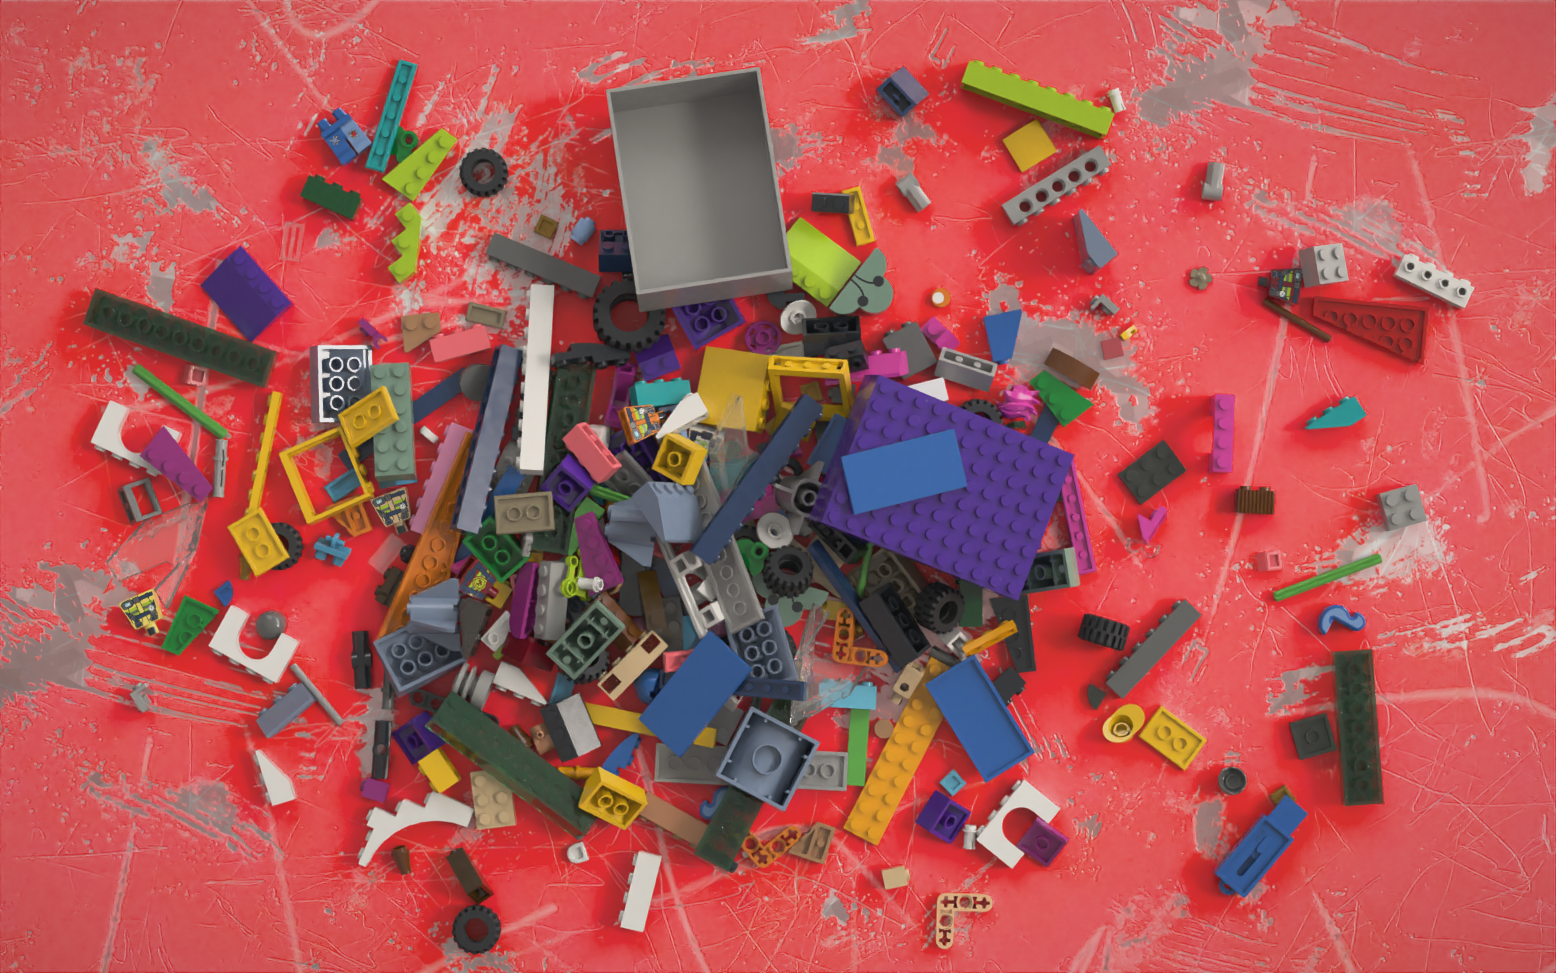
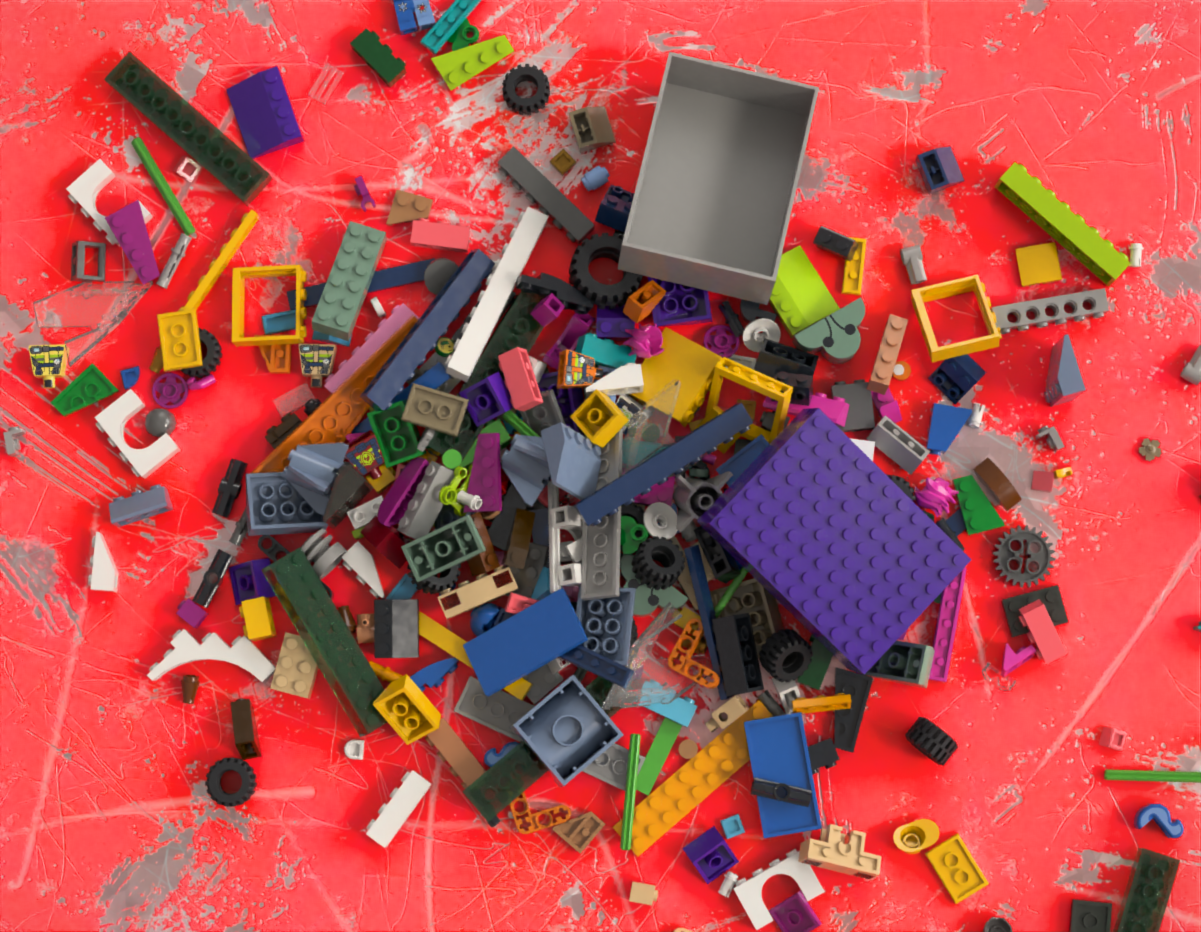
camera: 20 degrees right, 5 degrees down
(268, 591) = (170, 391): none -> magenta wheel
(294, 573) = (200, 384): none -> dark pink arm
(317, 694) = (175, 504): light grey bar -> none
(332, 546) = (247, 373): dark azure hips -> none
(338, 379) = (315, 228): sand blue slope -> none
(368, 417) = (328, 265): yellow tile -> none
(407, 243) = (430, 126): lime brick -> none
(485, 315) = (474, 219): dark tan tile -> none
(508, 448) = (444, 347): none -> tile
(558, 552) = (451, 458): none -> bright green tile
(560, 184) = (591, 128): none -> dark tan slope
(590, 376) = (547, 310): none -> magenta brick
(676, 331) = (643, 301): none -> orange slope
(692, 368) = (645, 341): none -> dark pink hair
(764, 312) = (731, 318): none -> black axle
(791, 471) = (700, 473): none -> sand green tile
(846, 789) = (630, 791): none -> bright green axle
(903, 471) = (805, 507): blue tile -> none
(922, 289) = (887, 354): none -> nougat brick
(952, 205) = (948, 289): none -> yellow window
(972, 736) = (793, 794): none -> black piece
(994, 281) = (957, 376): none -> dark blue slope
(1027, 312) = (976, 416): none -> white pin
(1046, 435) = (947, 530): none -> black axle
(1061, 767) = (840, 853): none -> tan piece
(1095, 696) = (899, 799): pearl dark grey tile -> none
(1138, 421) = (1041, 558): none -> dark grey gear
(1153, 648) = (970, 776): dark grey brick -> none
(1165, 490) = (1041, 632): none -> coral brick
(1223, 427) = (1124, 580): dark pink arch -> none
(1254, 501) = (1120, 676): reddish brown brick -> none

